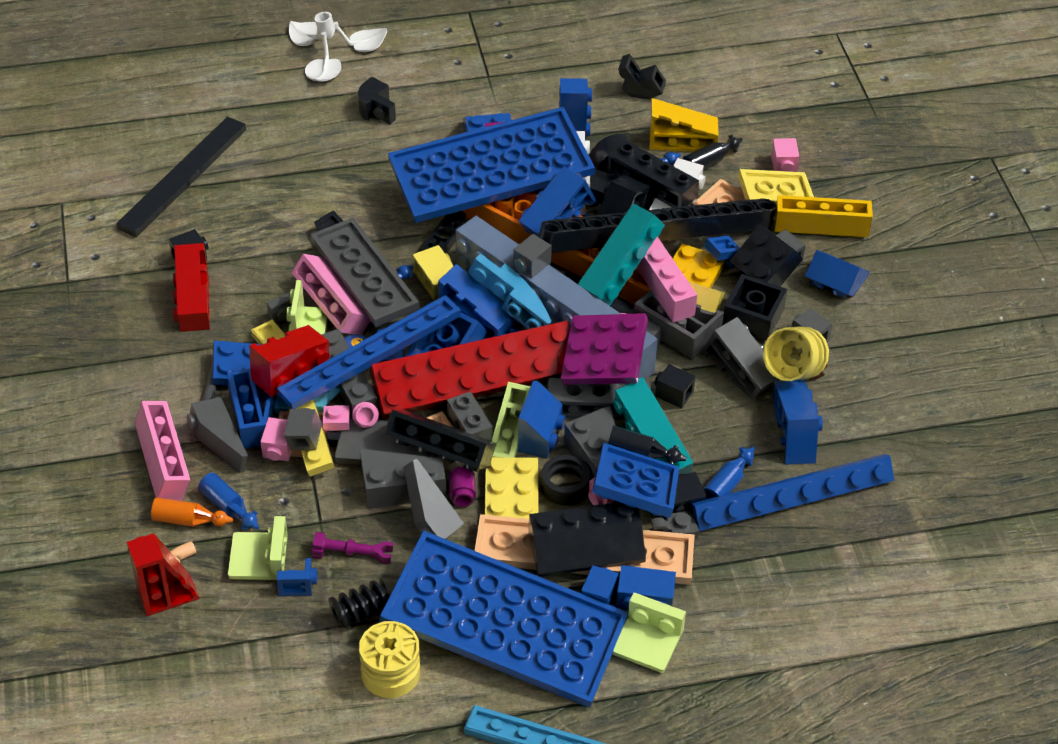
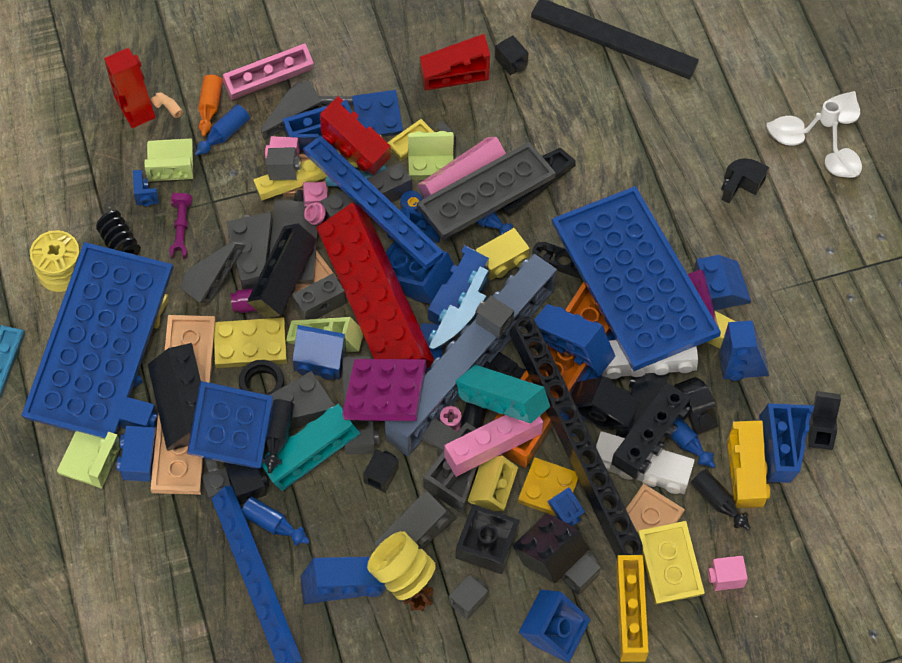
camera: 85 degrees right, 15 degrees up
(641, 96) = (784, 439): none -> blue wedge

